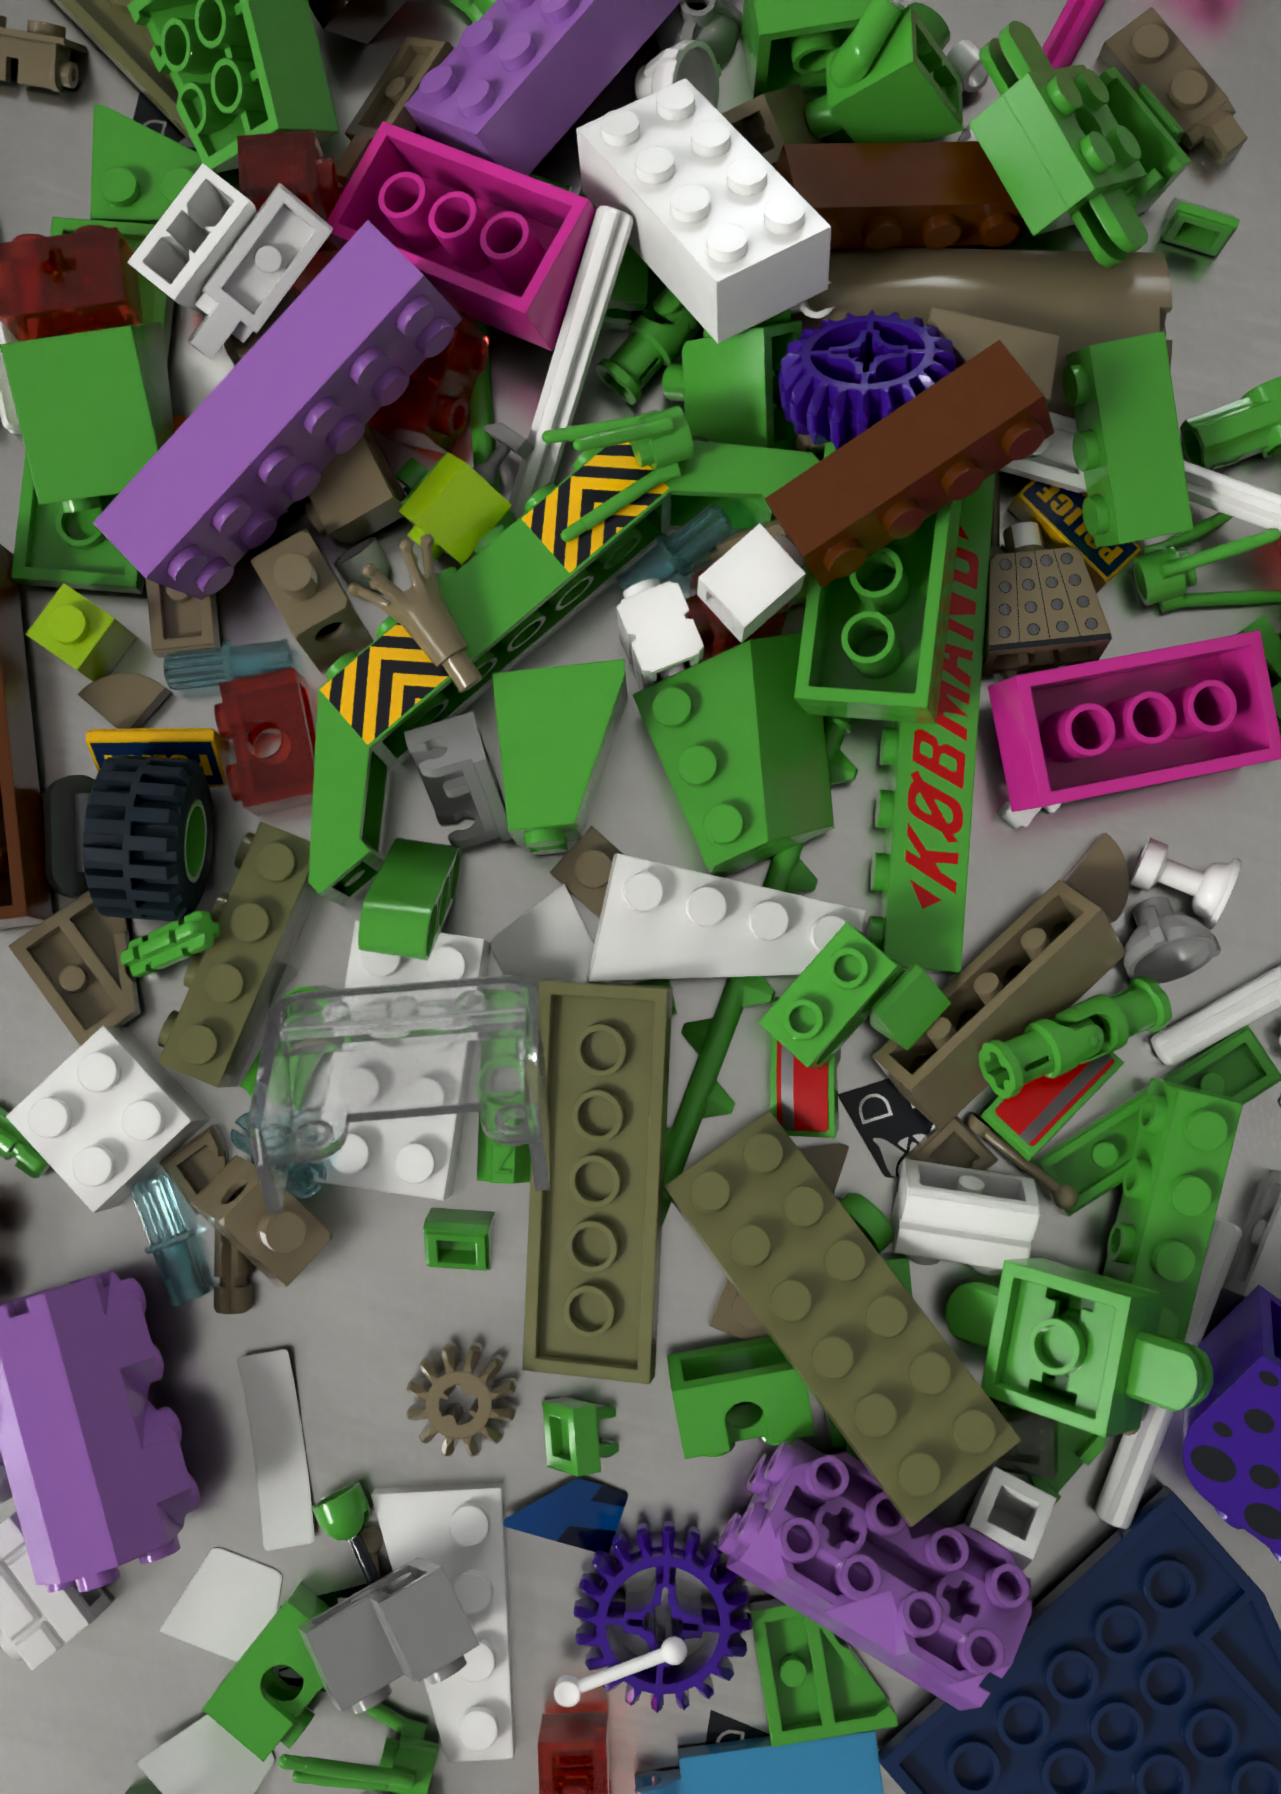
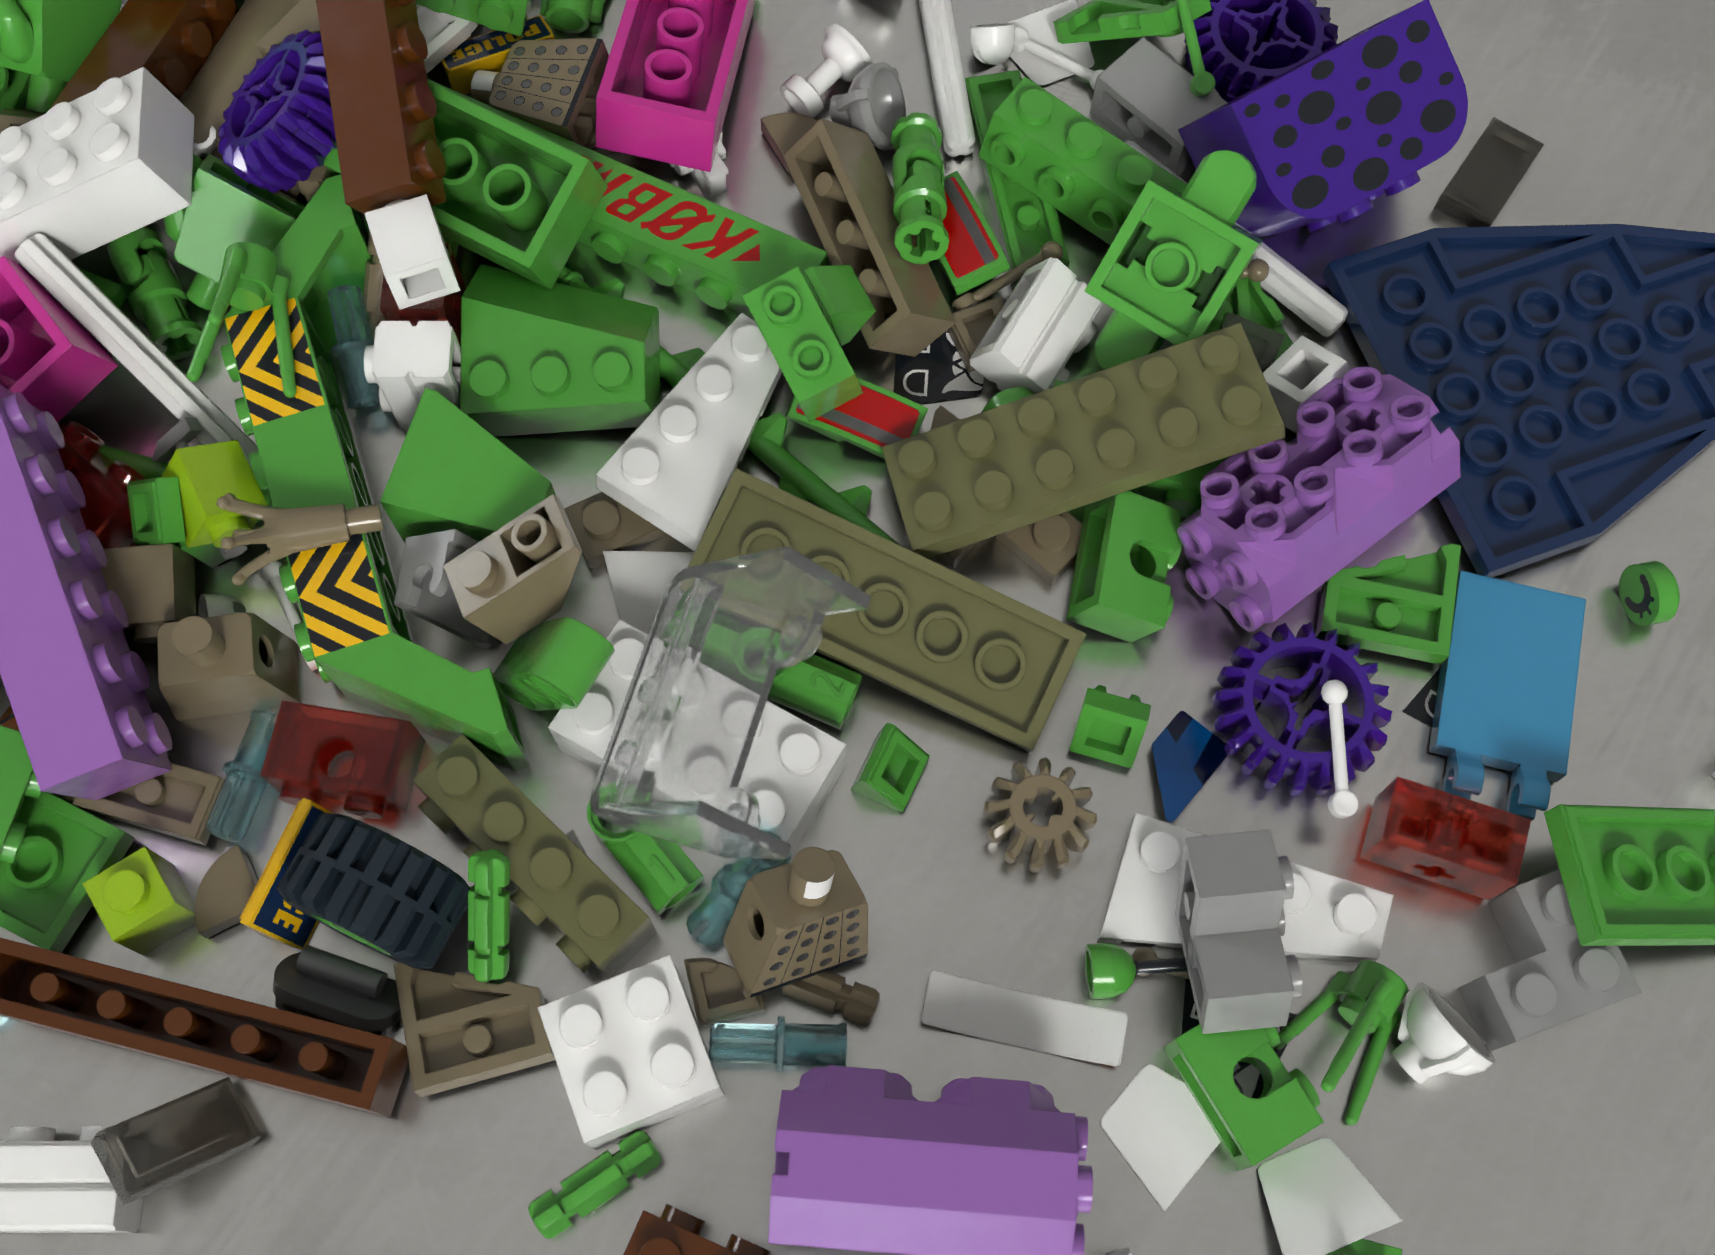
camera: 75 degrees left, 15 degrees down
(416, 467) = (156, 511): none -> bright green tile
(465, 834) = (517, 572): none -> dark tan slope

